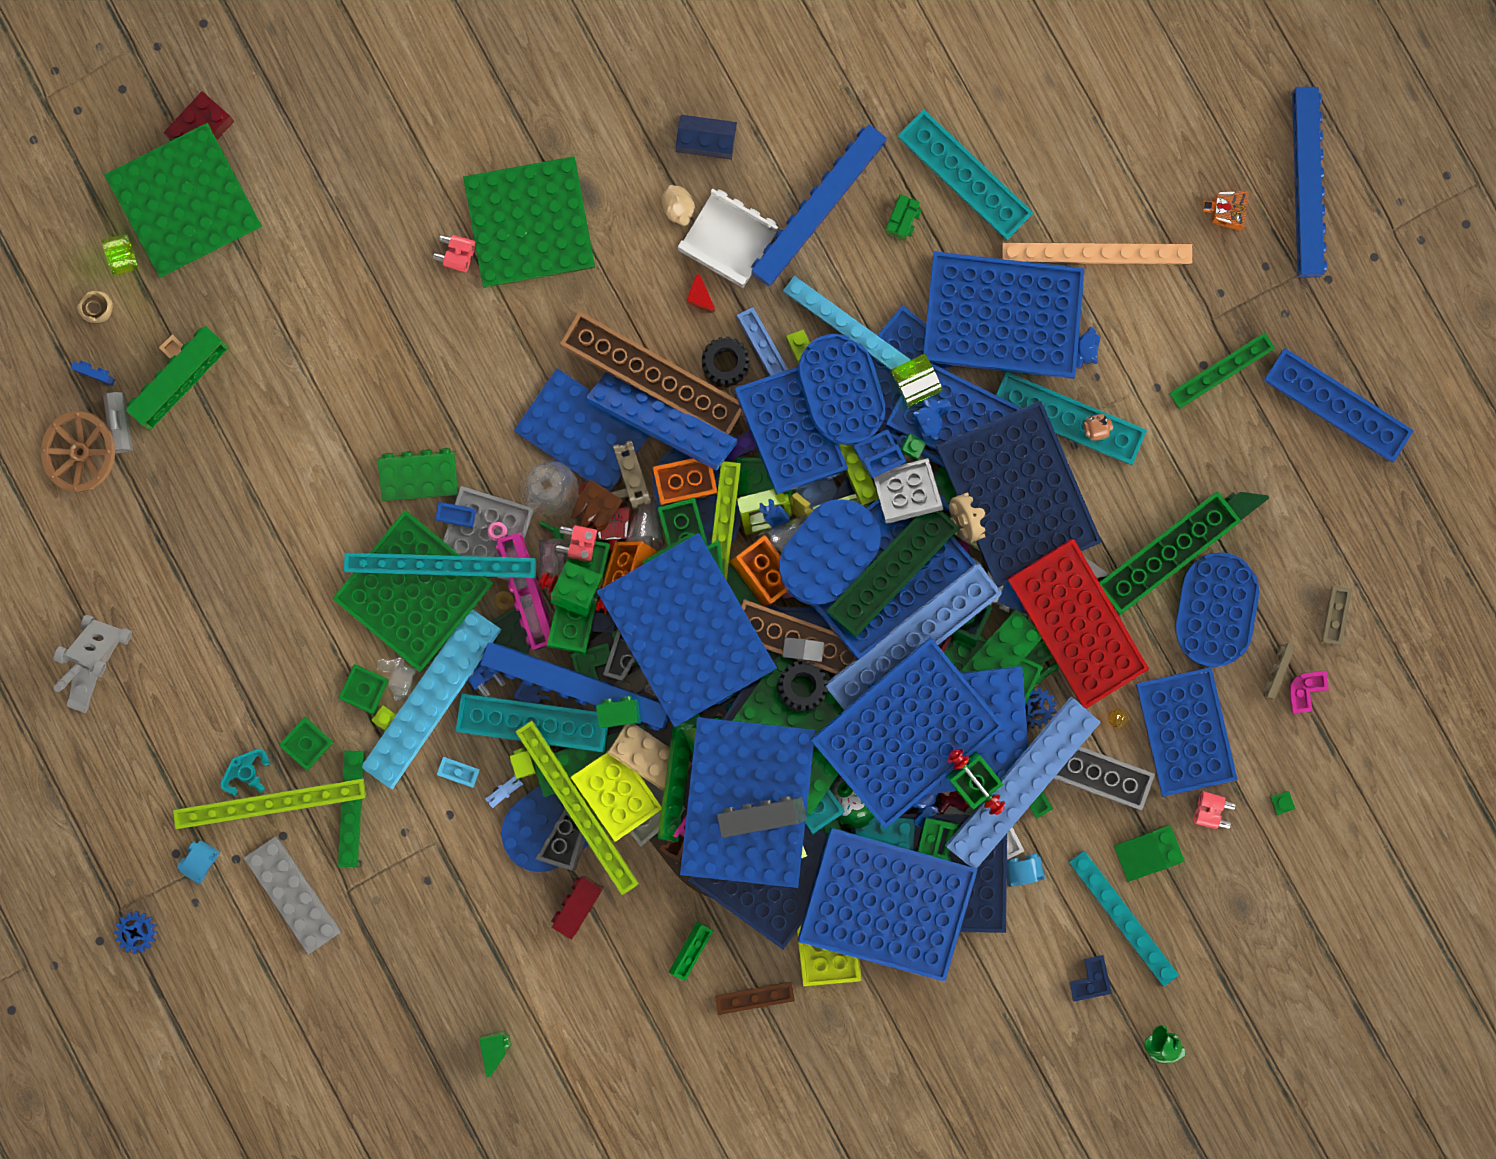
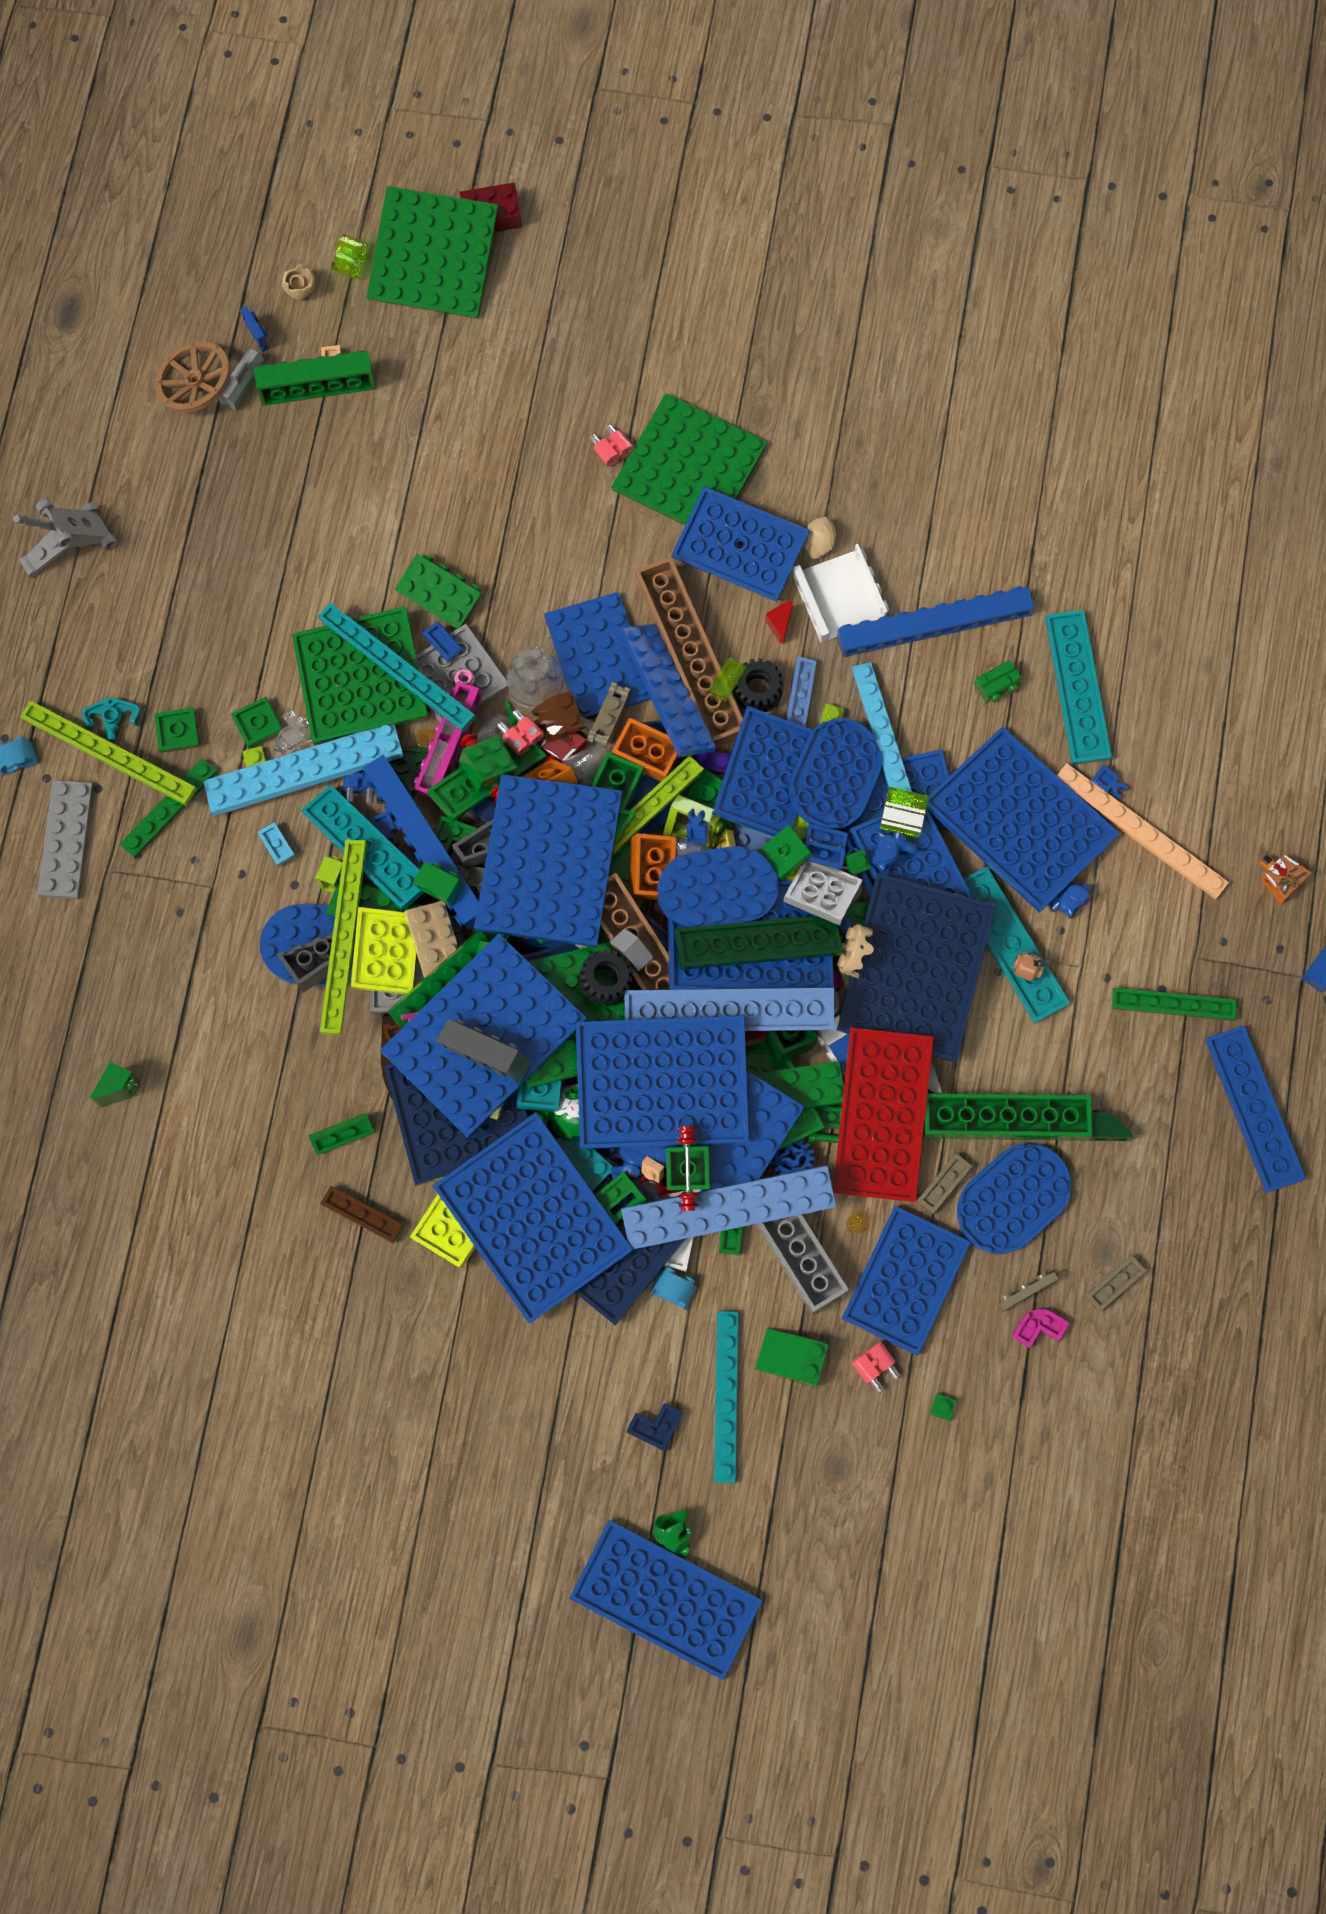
camera: 45 degrees right, 10 degrees down
(504, 791) = (299, 888): light blue pin -> none
(576, 906) = (279, 1022): dark red brick -> none
(595, 253) = (723, 525): none -> blue piece
(702, 378) = (727, 679): none -> clear neon green plate
(706, 137) = (885, 503): dark blue slope -> none
(855, 482) = (785, 852): none -> green plate
(946, 799) = (652, 1169): none -> light nougat plate
(1043, 233) = (1106, 780): none -> blue plate
(1159, 637) = (944, 1183): none -> dark tan plate
(1195, 1096) = (666, 1599): none -> blue plate

